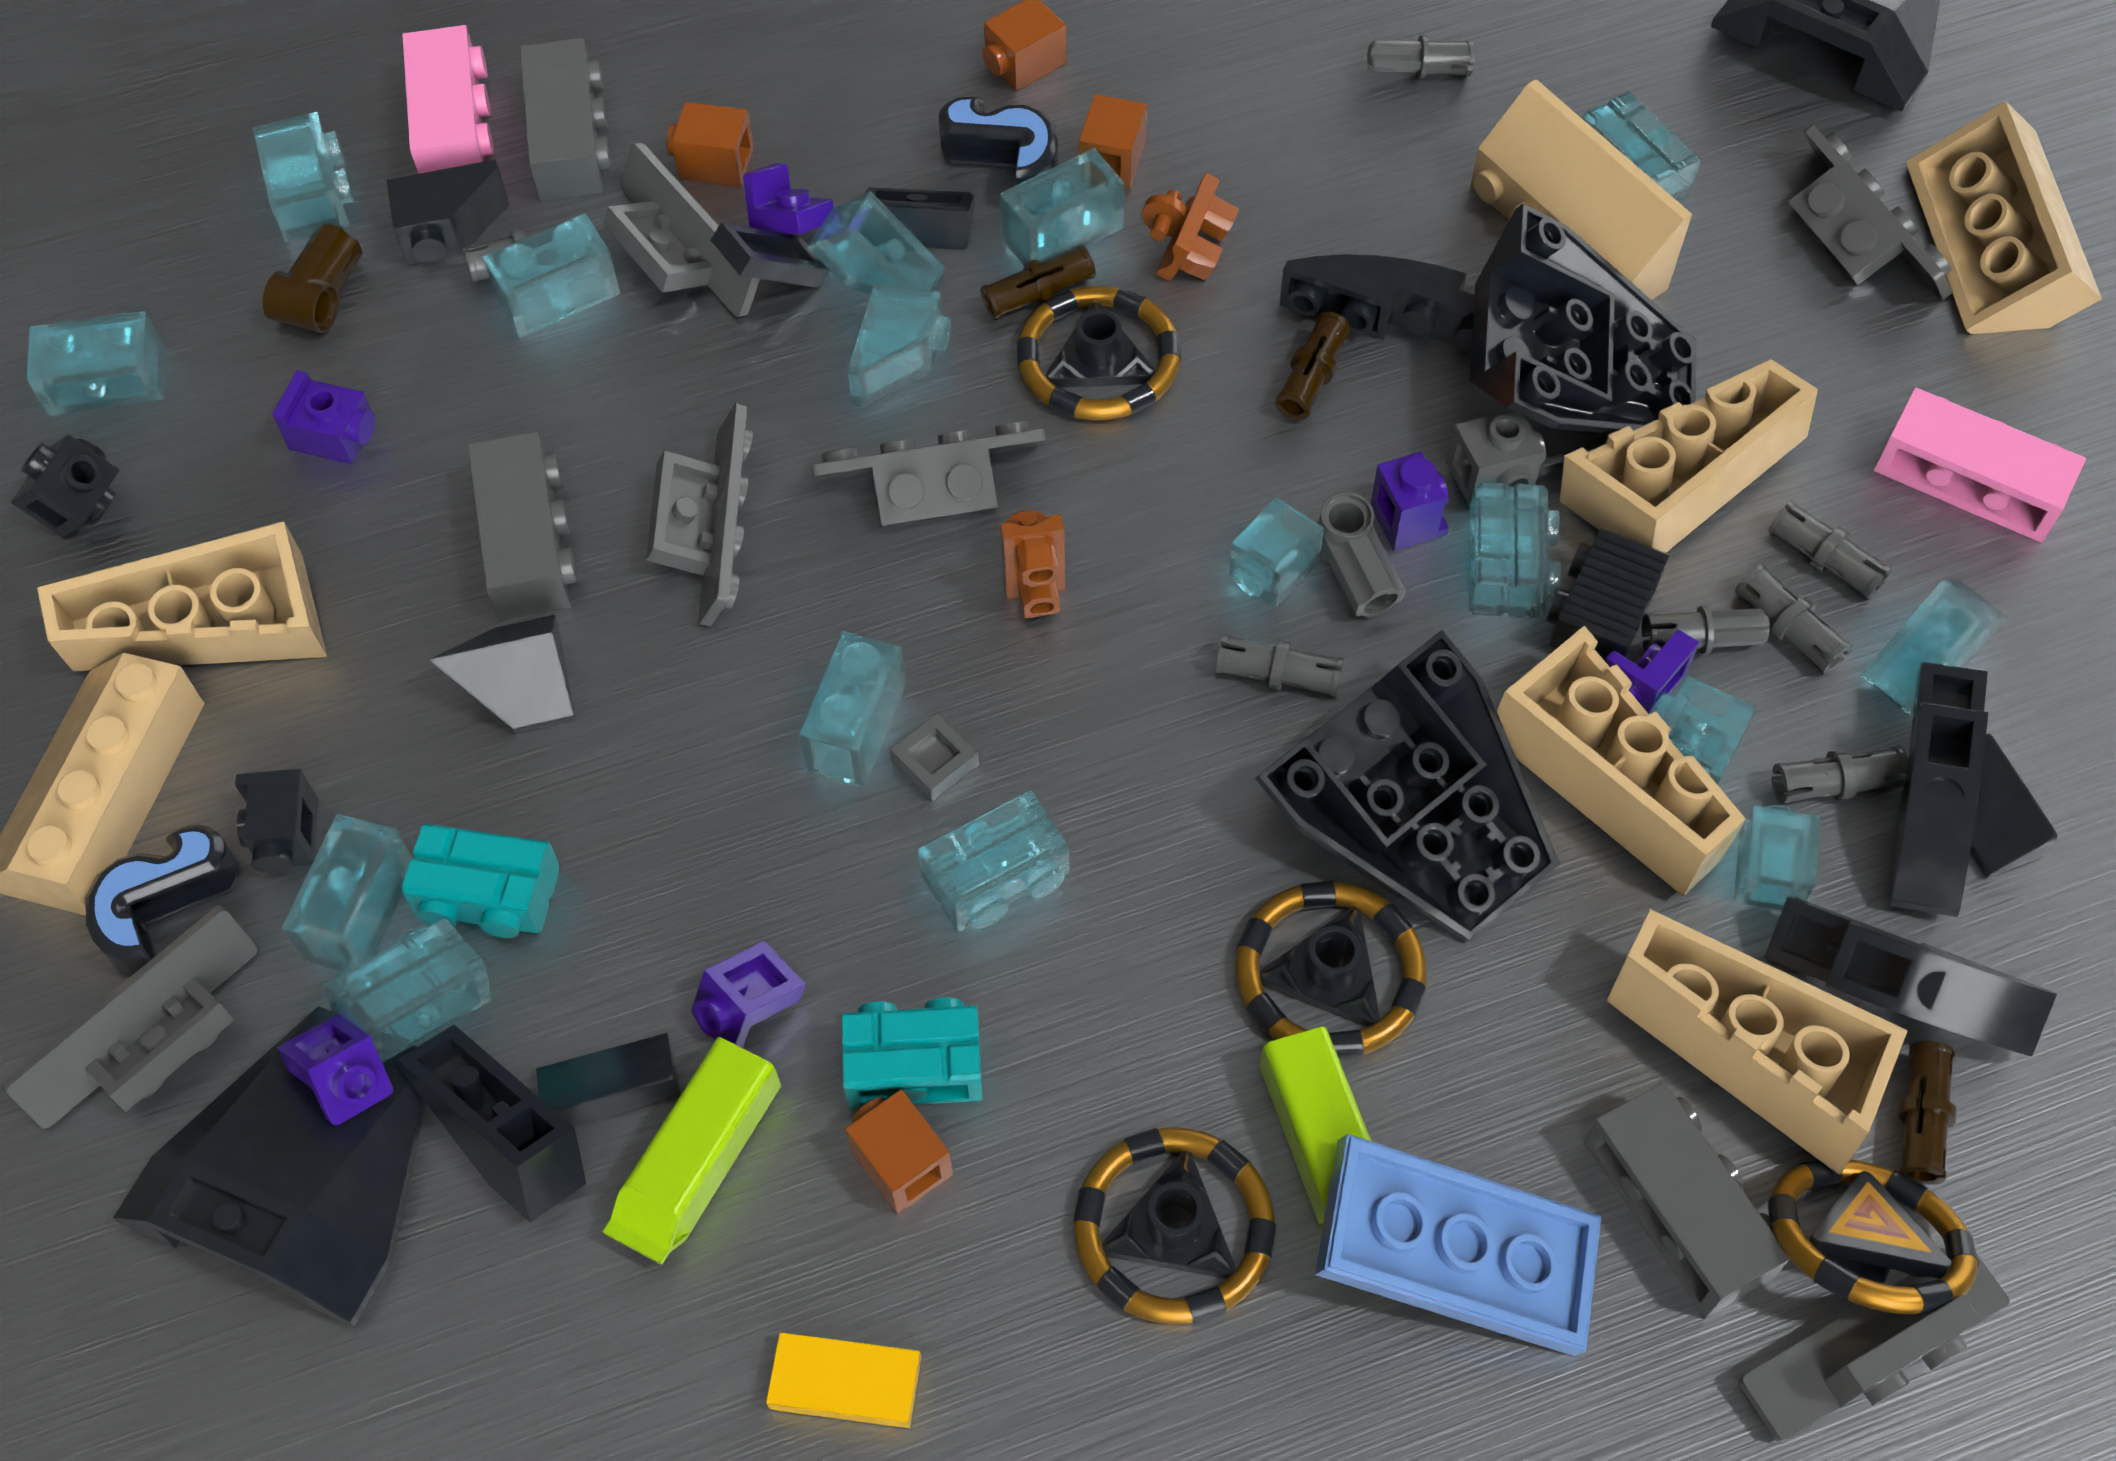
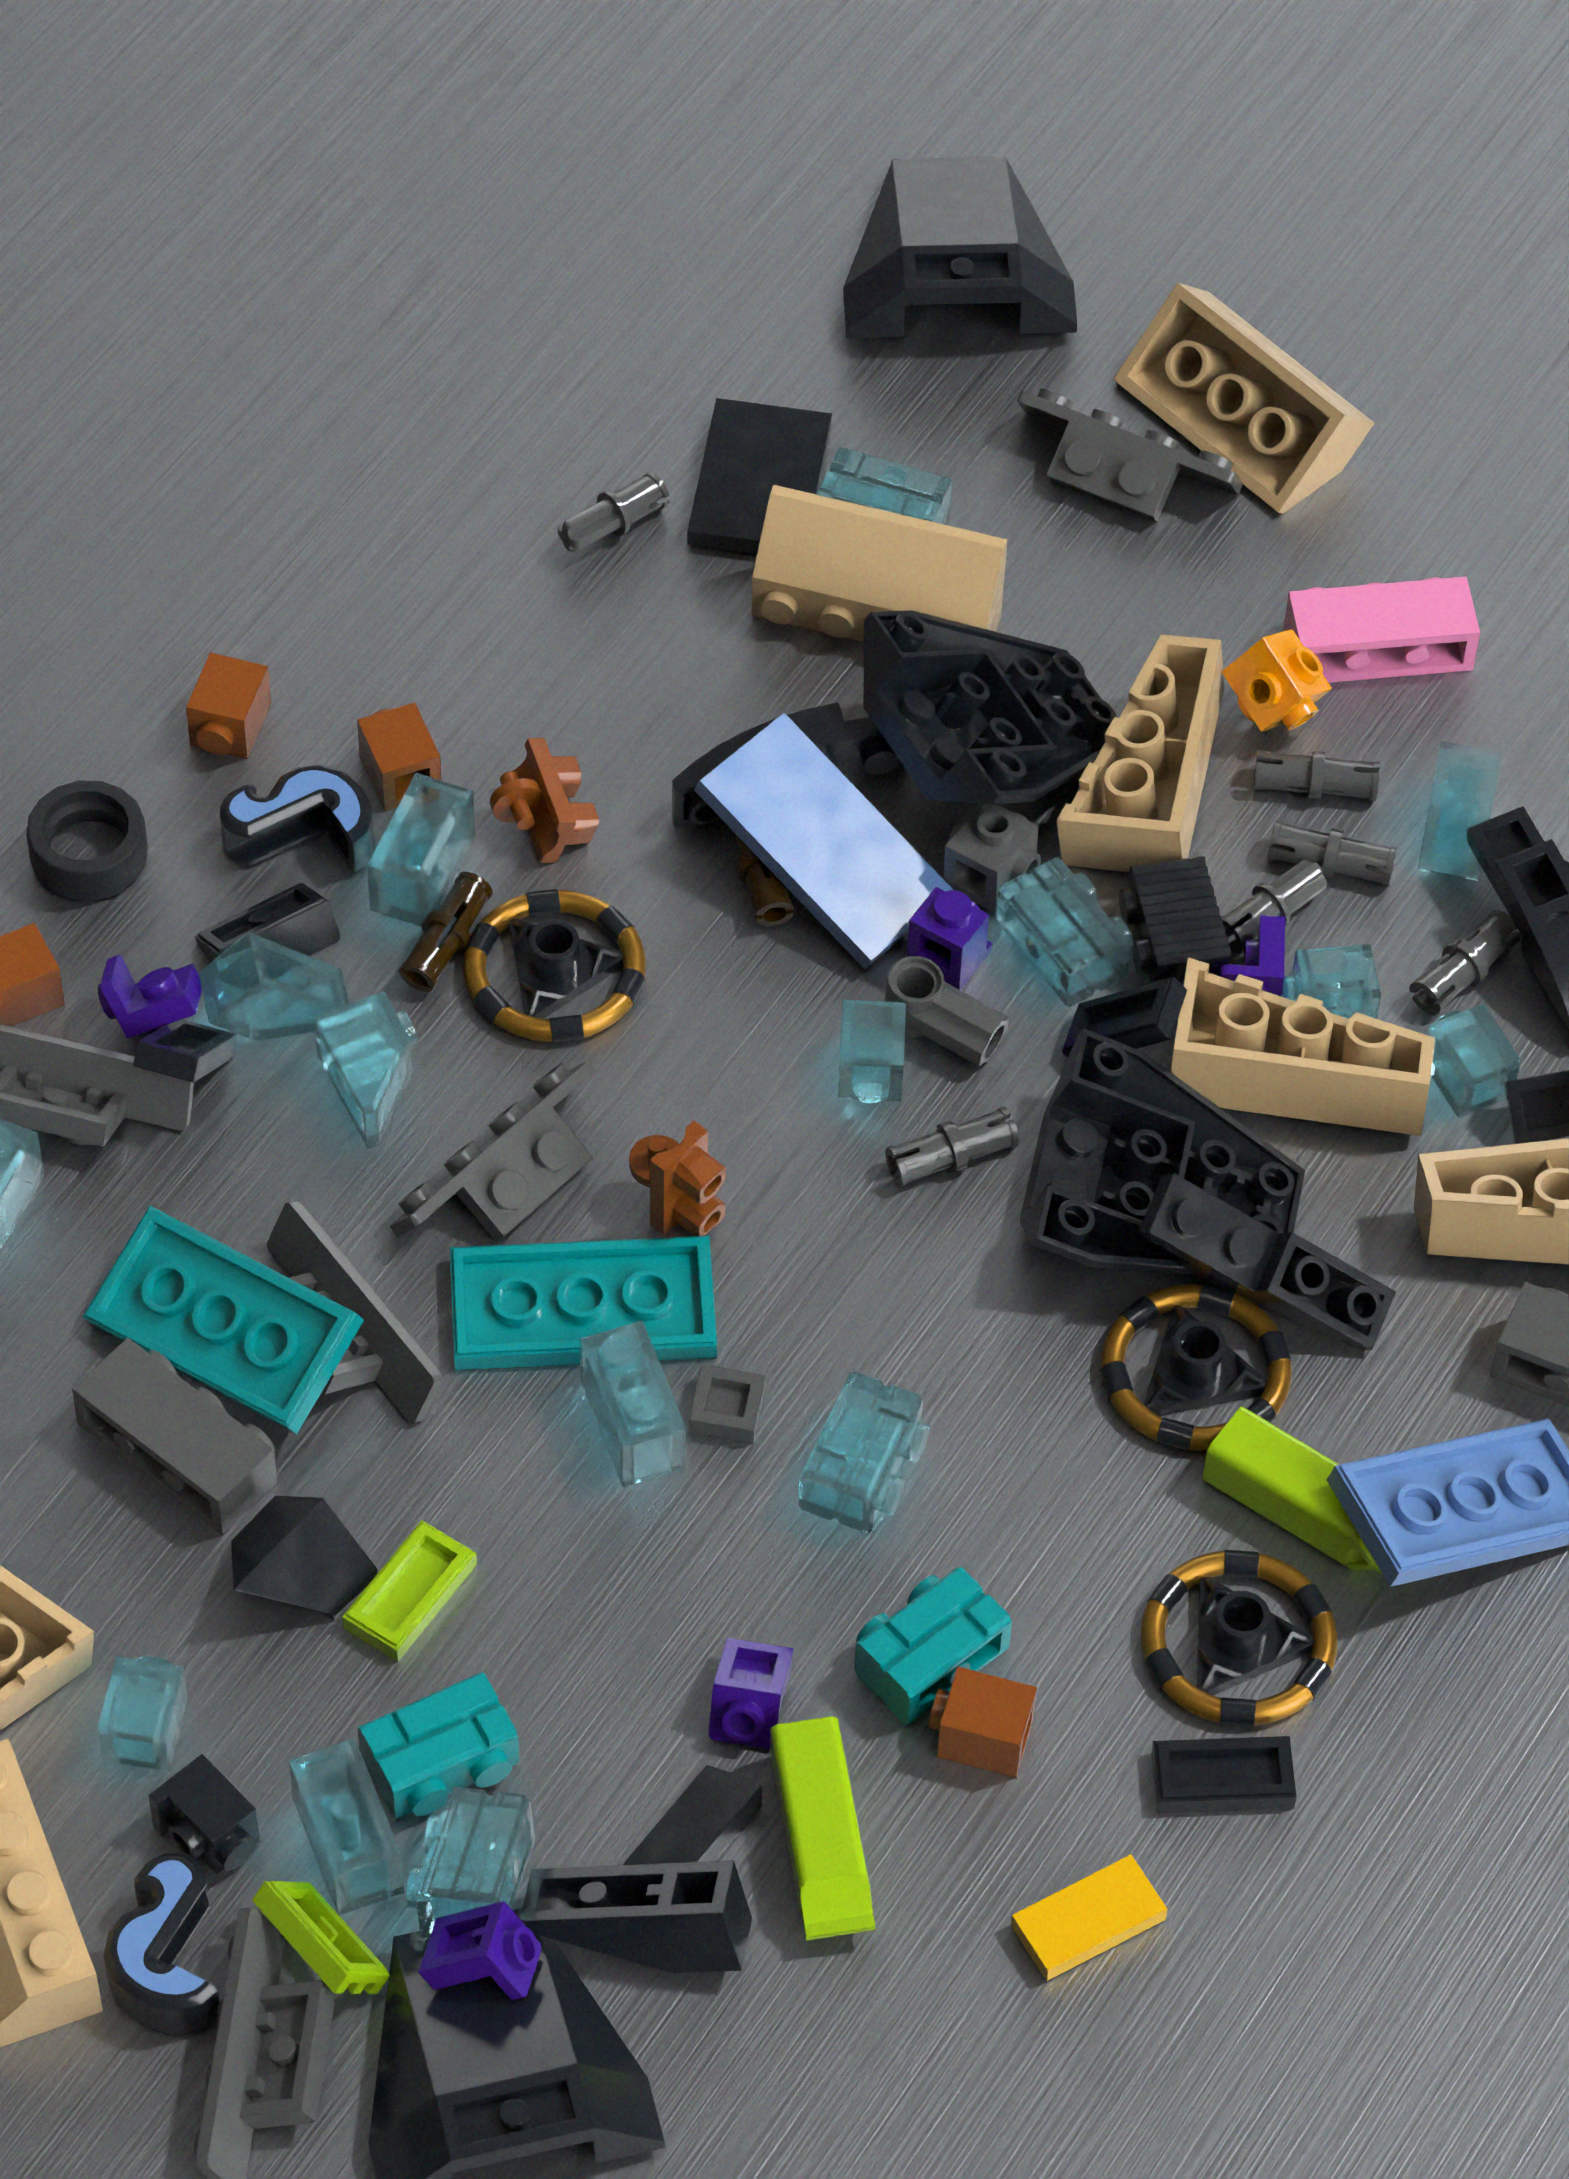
camera: 40 degrees left, 5 degrees down
(250, 964) = (321, 1937): none -> lime tile
(310, 711) = (143, 1712): none -> clear light blue brick
(580, 747) = (409, 1590): none -> lime tile
(620, 462) = (224, 1319): none -> teal tile
(841, 53) = (87, 802): none -> black tyre
(876, 589) = (540, 1298): none -> teal tile
(1061, 1335) = (1223, 1774): none -> black tile
(1367, 365) = (821, 839): none -> tile
(1446, 919) = (1265, 1266): none -> black slope
(1502, 647) = (1131, 1016): none -> black tile
(1569, 63) = (743, 458): none -> black tile
(1849, 452) = (1277, 681): none -> light orange brick

